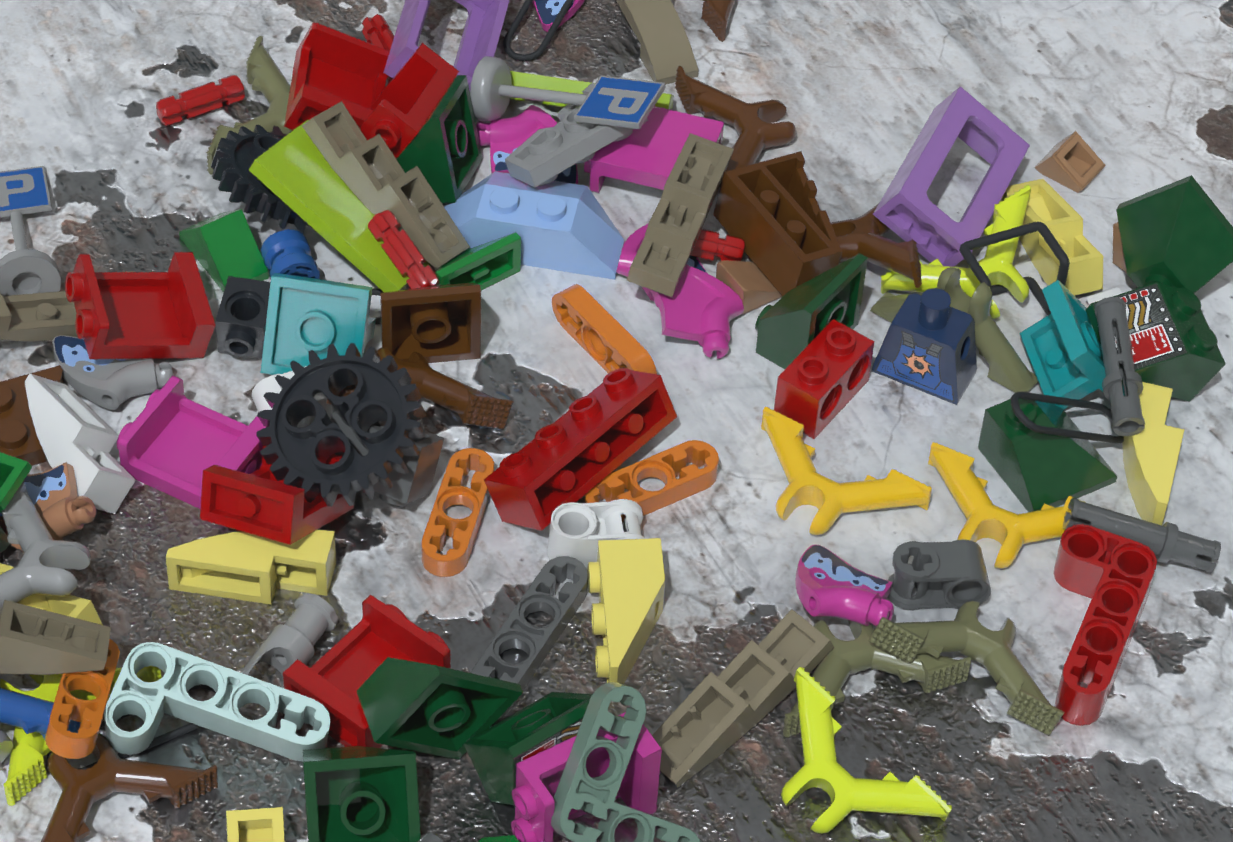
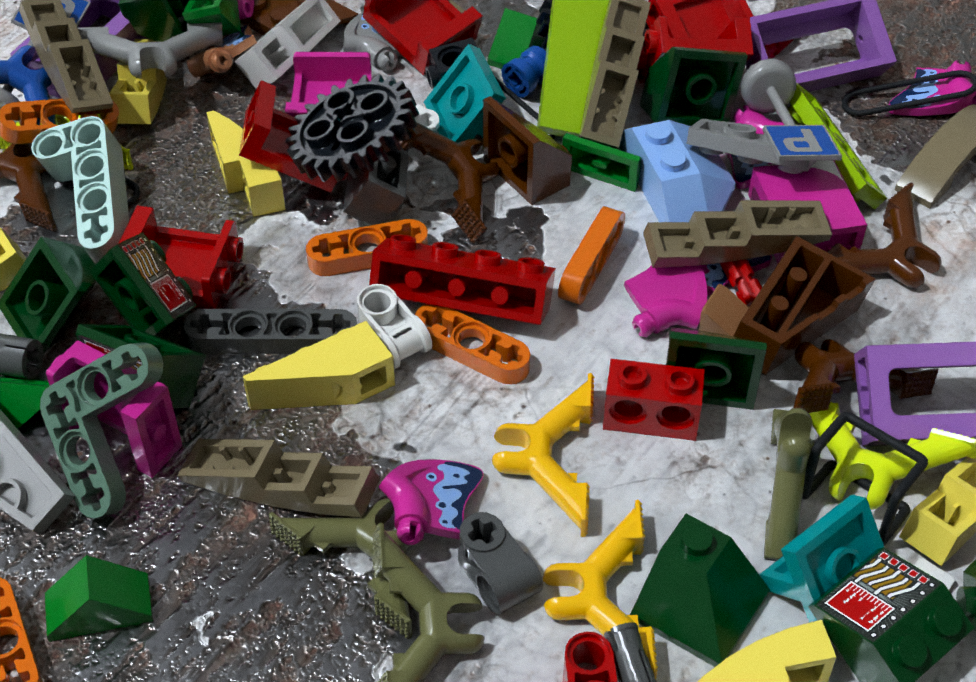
camera: 65 degrees right, 0 degrees up
(297, 635) = (184, 209): light grey piece -> none
(402, 250) = (568, 106): red axle -> none
(845, 791) = (219, 583): neon yellow piece -> none
(930, 346) = (737, 438): dark blue torso -> none
(1057, 431) = (736, 559): black piece -> none
(1125, 408) = (795, 603): dark grey pin -> none

